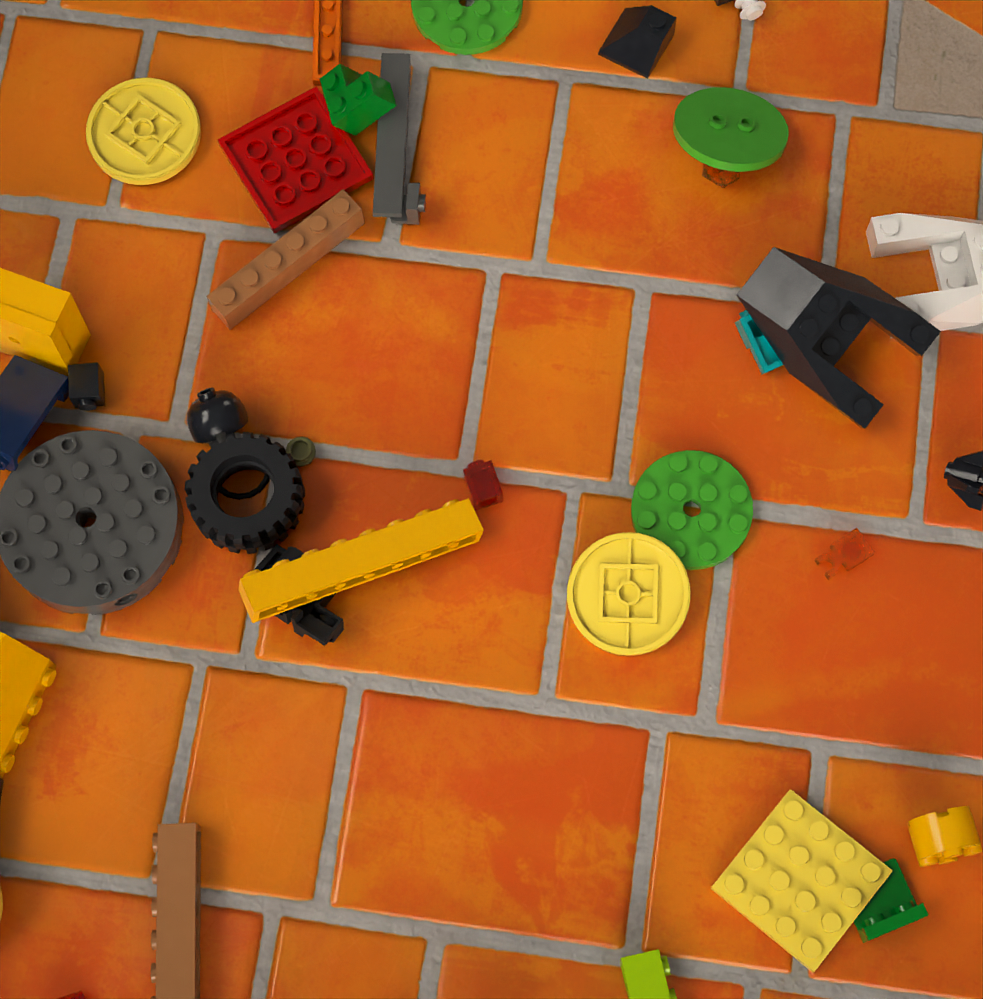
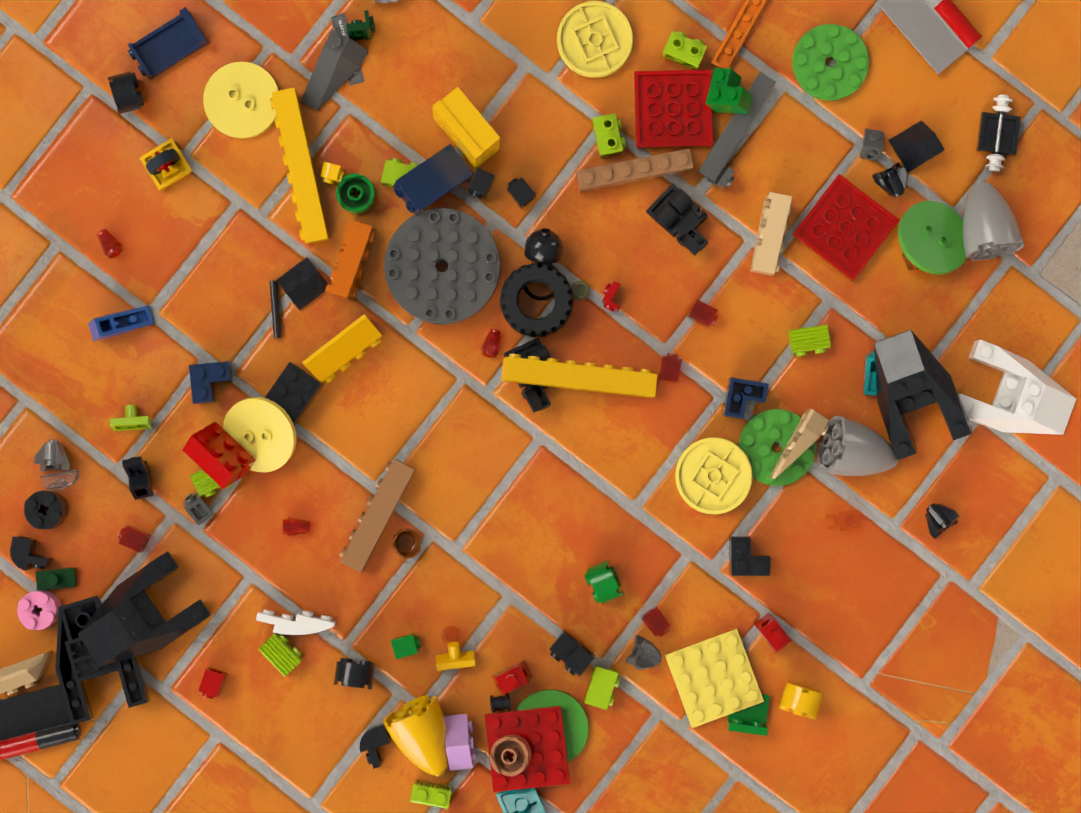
camera: 25 degrees right, 15 degrees up
(148, 368) = (520, 192): none -> black brick
(216, 590) = (491, 344): none -> clear red cone
(226, 235) = (607, 135): none -> lime brick
(241, 939) = (406, 543): none -> dark orange hair
(268, 82) = (684, 50): none -> lime brick
(343, 431) = (610, 291): none -> red bracket
(383, 283) = (679, 216): none -> black plate
(486, 389) = (703, 314): none -> clear red brick
(514, 237) = (770, 233): none -> tan wedge
(562, 828) = (604, 582): none -> green brick
(574, 961) = (573, 654): none -> black brick
(581, 67) = (872, 144): none -> dark grey bracket
(599, 458) = (739, 392): none -> dark blue brick
(608, 182) = (845, 227): none -> red plate
(634, 91) = (893, 179): none -> black brick
(648, 344) = (809, 339): none -> lime brick
(670, 845) = (656, 622): none -> clear red brick
(680, 901) = (644, 654): none -> dark grey brick
(719, 459) = (805, 434): none -> tan wedge
(739, 688) = (742, 562): none -> black brick
(792, 76) = (989, 224): none -> light grey cylinder
(796, 448) = (854, 449): none -> light grey cylinder
(844, 764) = (772, 632): none -> red torso

